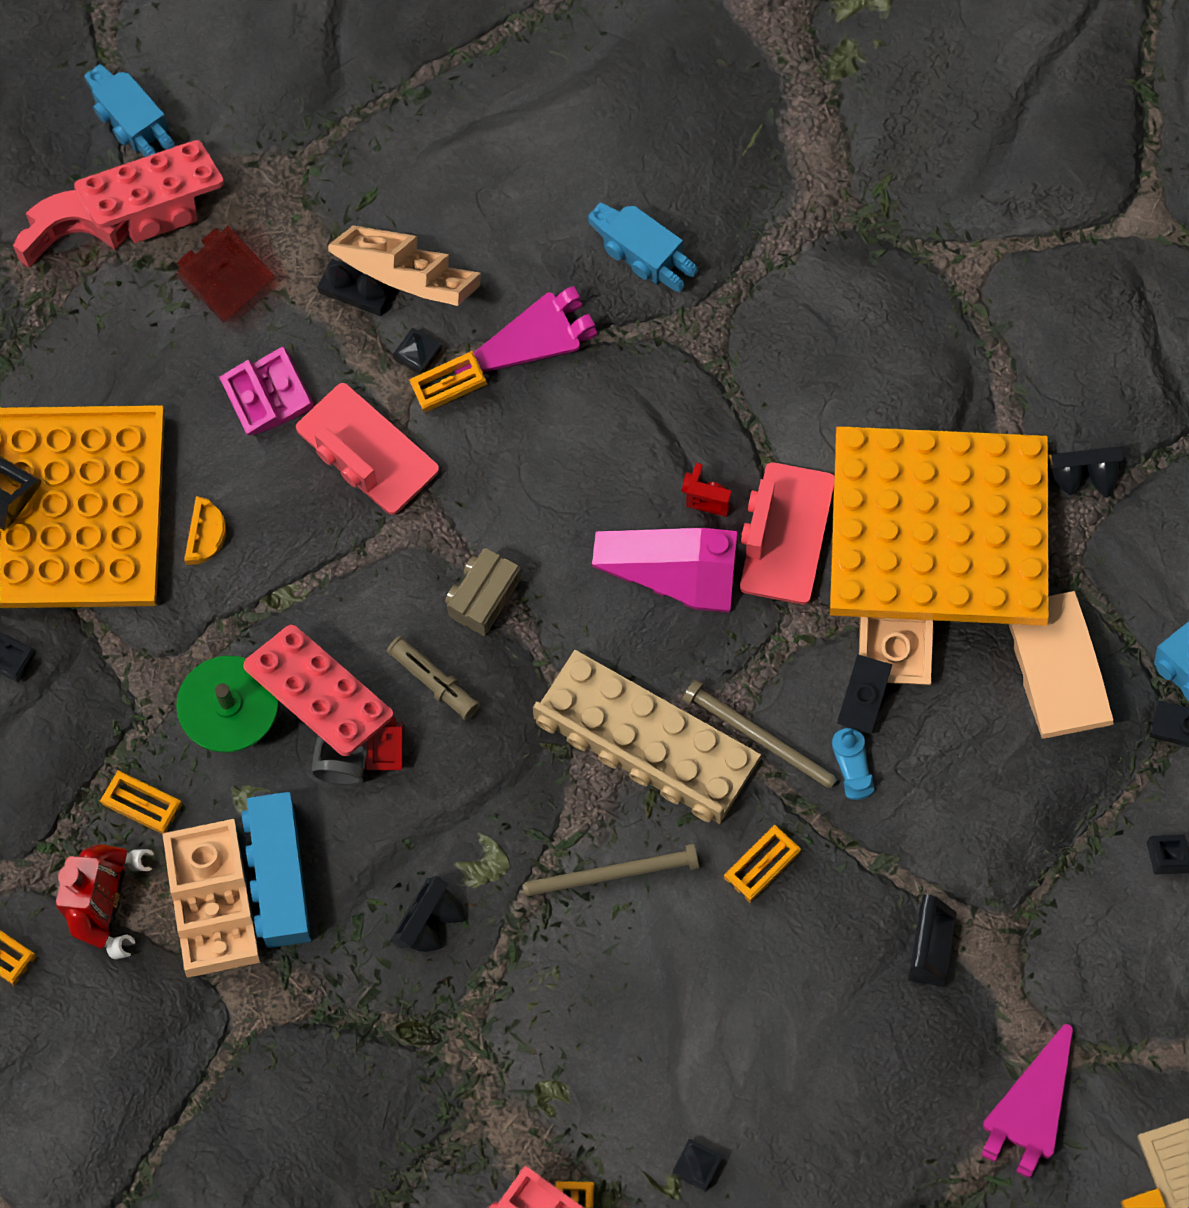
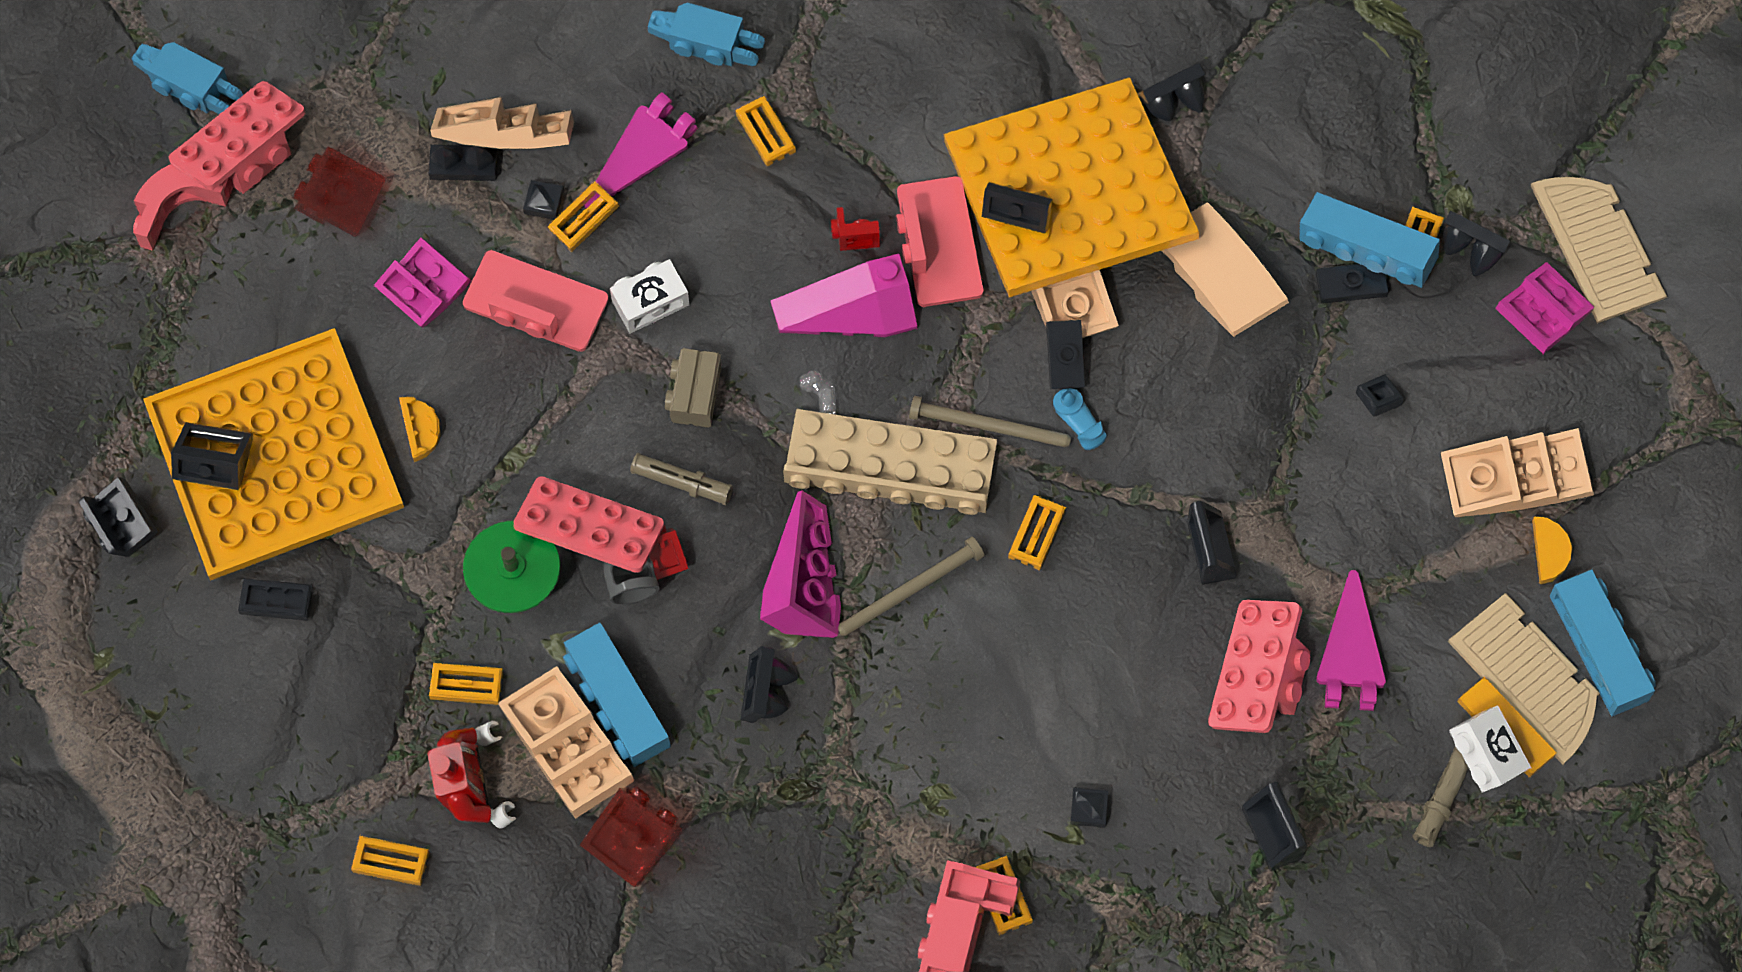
camera: 25 degrees left, 0 degrees up
(233, 1015) = (631, 835): none -> clear red plate
(477, 483) = (649, 295): none -> white brick
(505, 826) = (799, 584): none -> dark pink wedge
(609, 638) = (817, 383): none -> clear arm
(665, 386) = (777, 152): none -> light orange tile
(873, 528) = (1017, 207): none -> black tile
(930, 1090) = (1260, 668): none -> coral bracket

